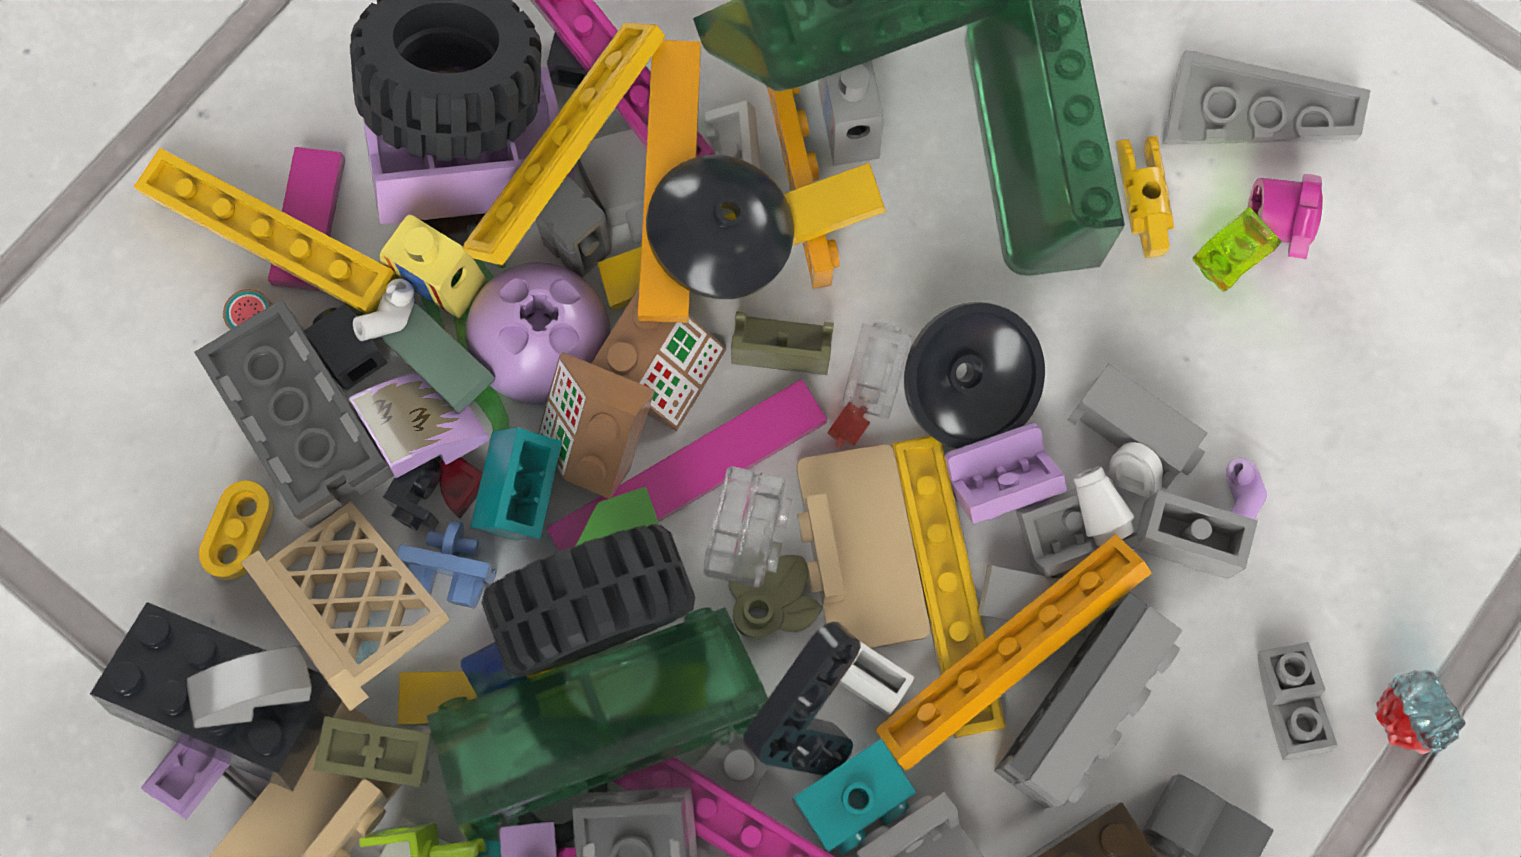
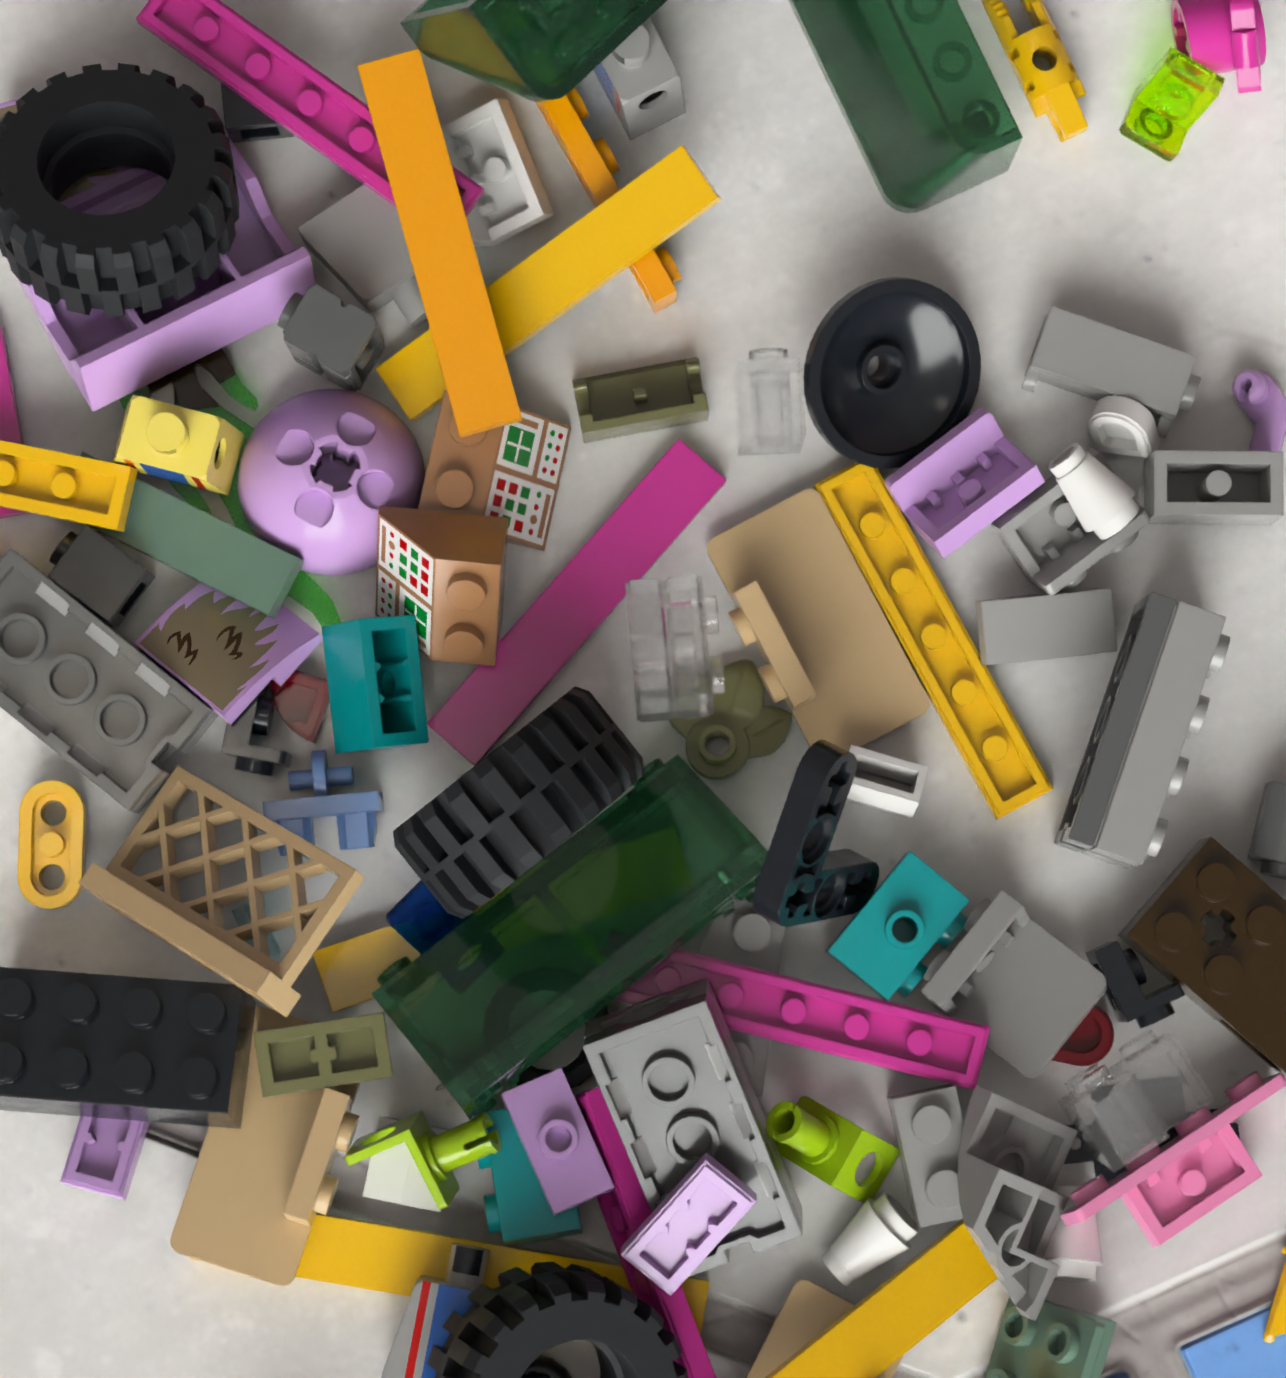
camera: 15 degrees left, 10 degrees up
(261, 679) = (151, 1029): light grey slope -> none
(391, 312) = (147, 521): white arm -> none
(563, 143) = (295, 239): yellow tile -> none
(620, 514) = (514, 695): bright green tile -> none
(704, 248) = (499, 319): black dish -> none
(849, 425) = (756, 480): clear red plate -> none
(1012, 651) = (1034, 700): light orange plate -> none

